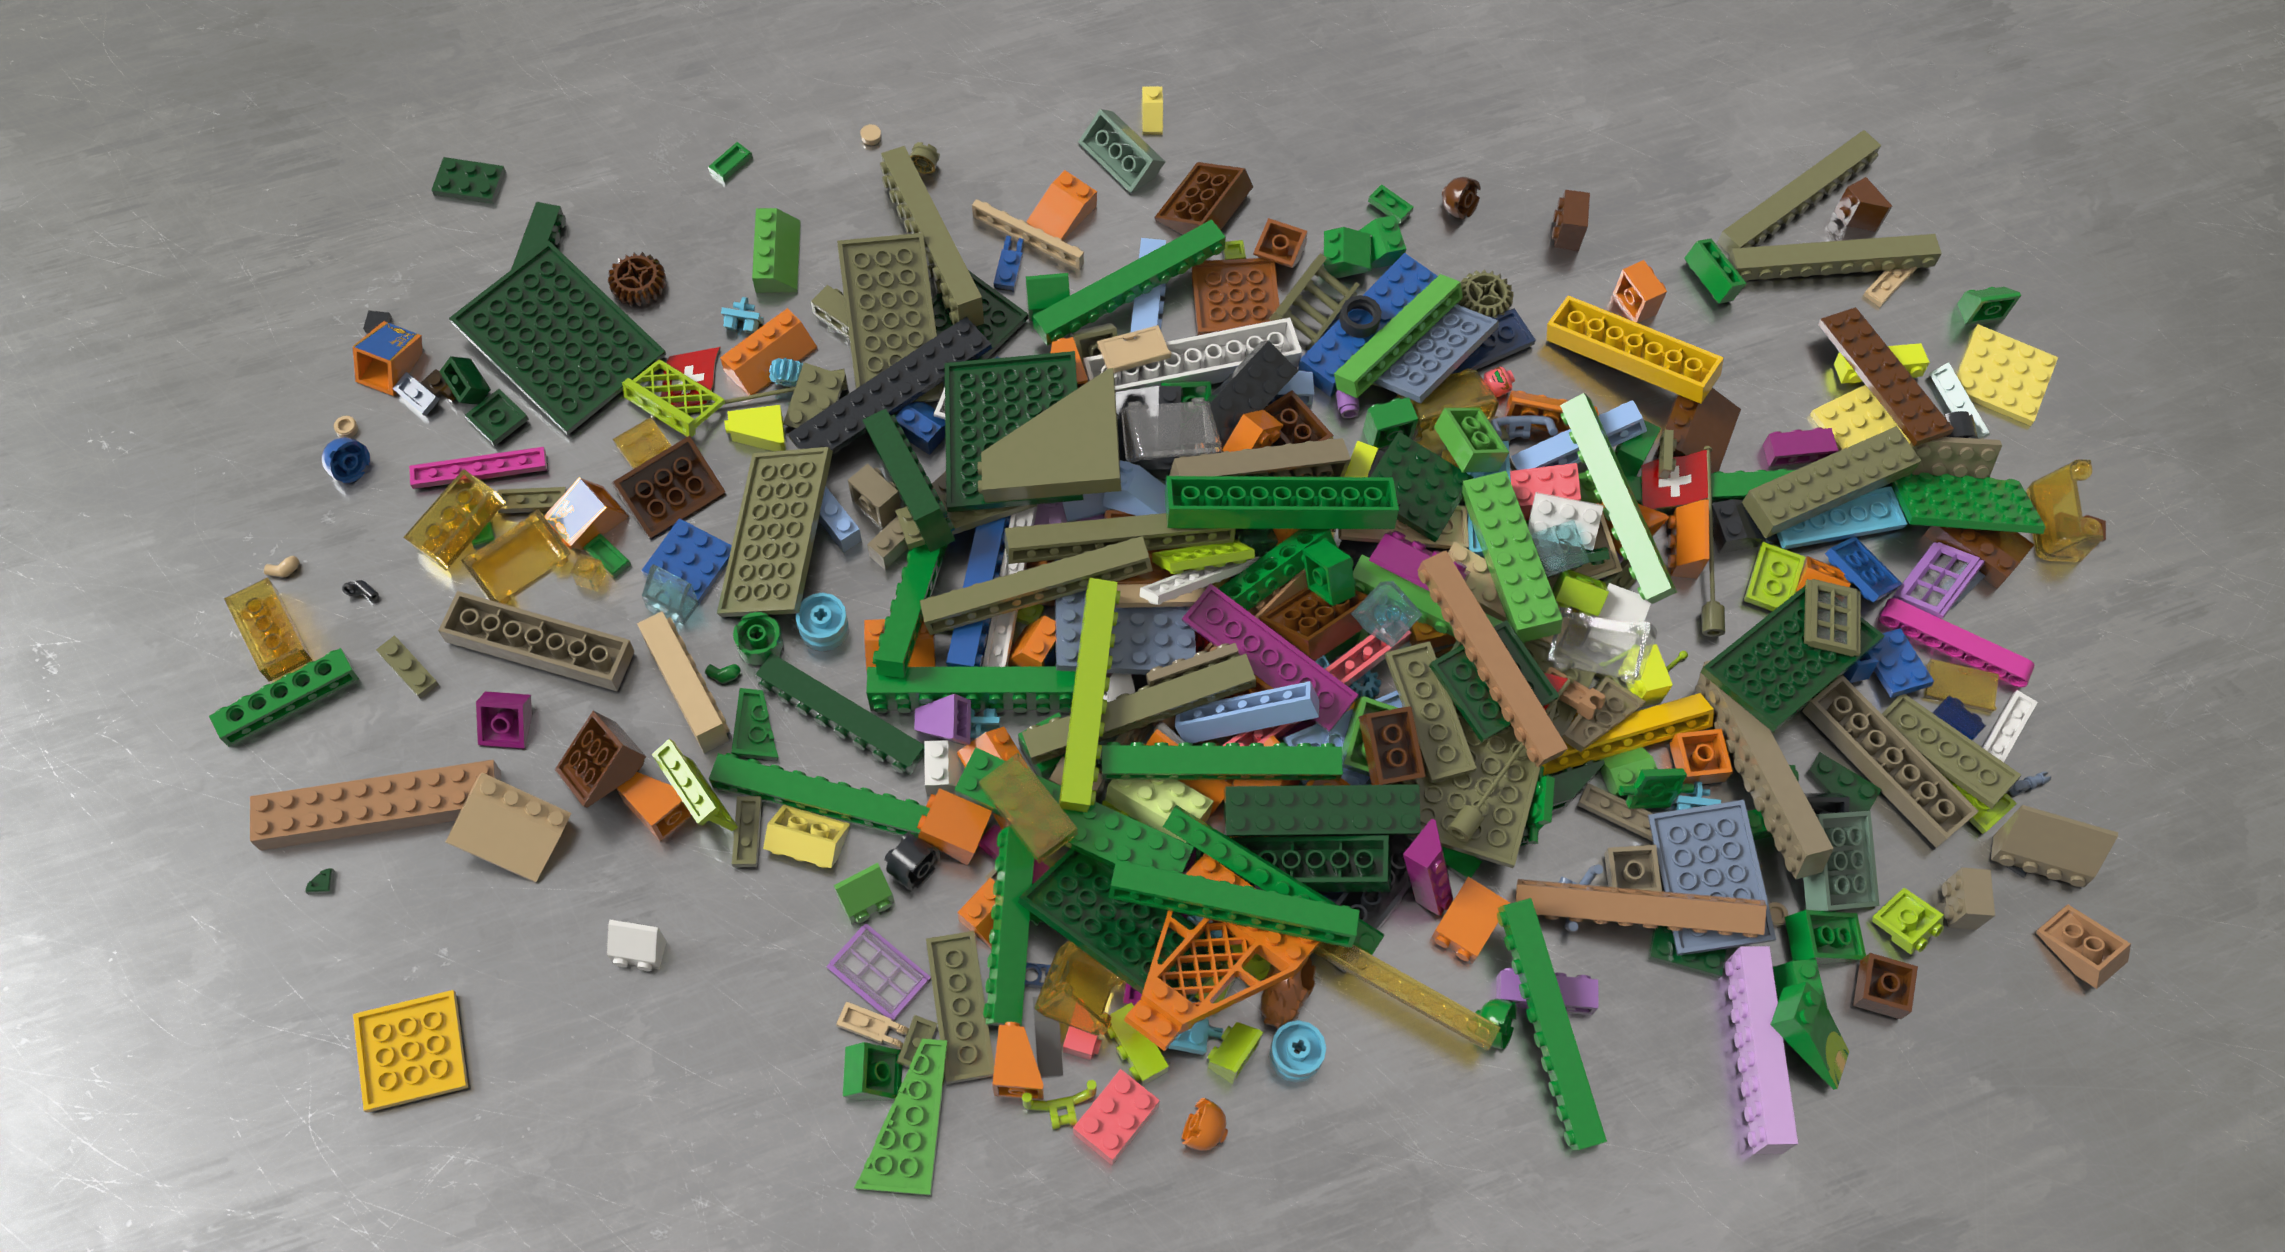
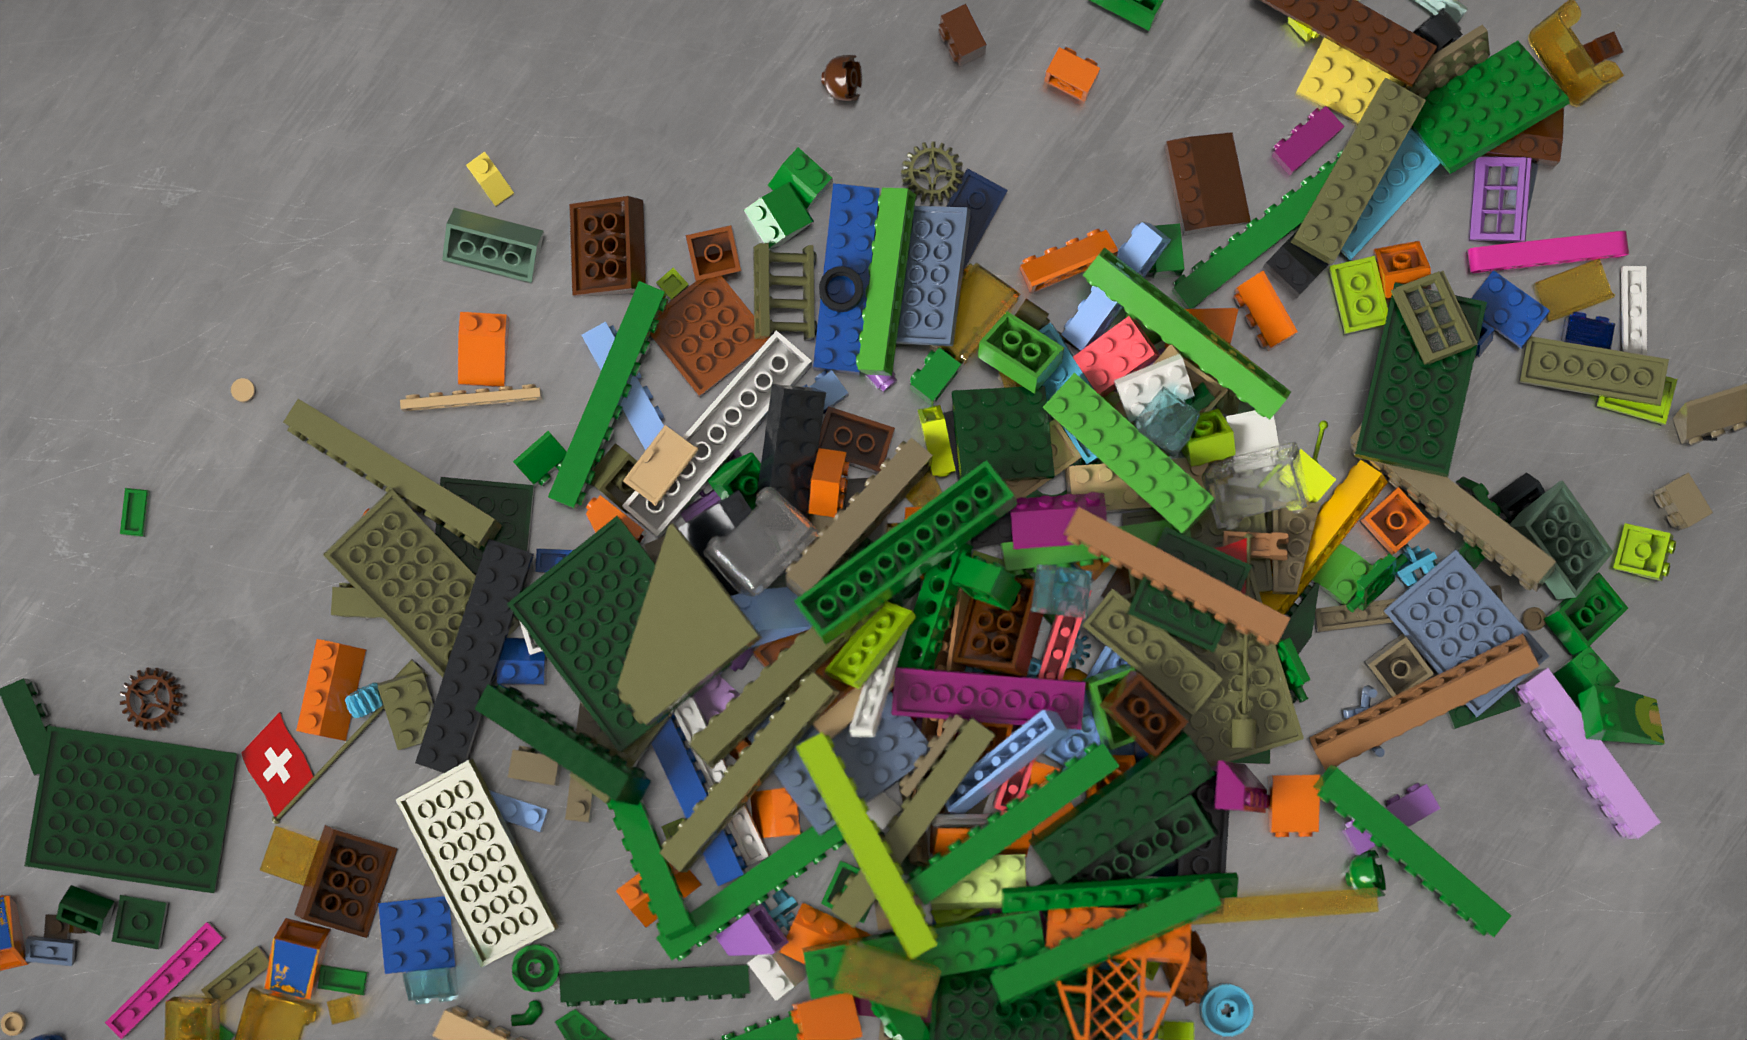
camera: 30 degrees left, 20 degrees up
(661, 406) = (284, 813): lime fence -> none
(732, 316) = (268, 675): medium azure hips -> none
(758, 427) = (379, 768): neon yellow slope -> none
(776, 251) = (255, 580): bright green slope -> none
(822, 622) = (592, 916): medium azure wheel -> none
(924, 157) = (315, 385): olive wheel -> none
(1009, 265) = (476, 442): blue hinge -> none
(1390, 203) = (781, 127): green plate -> none
(1499, 380) = (1001, 259): coral head -> none
(1525, 422) = (1050, 295): sand blue piece -> none
(1634, 349) = (1105, 148): yellow brick -> none
(1666, 448) = (1195, 236): olive plate -> none
(1684, 486) = (1224, 262): flag -> none
(1838, 779) = (1535, 458): dark green wing -> none
(1863, 569) = (1432, 238): blue plate -> none
(1885, 986) = (1656, 627): reddish brown brick -> none
(1889, 761) = (1555, 415): dark tan brick -> none
(2029, 783) = (1678, 348): sand blue piece -> none

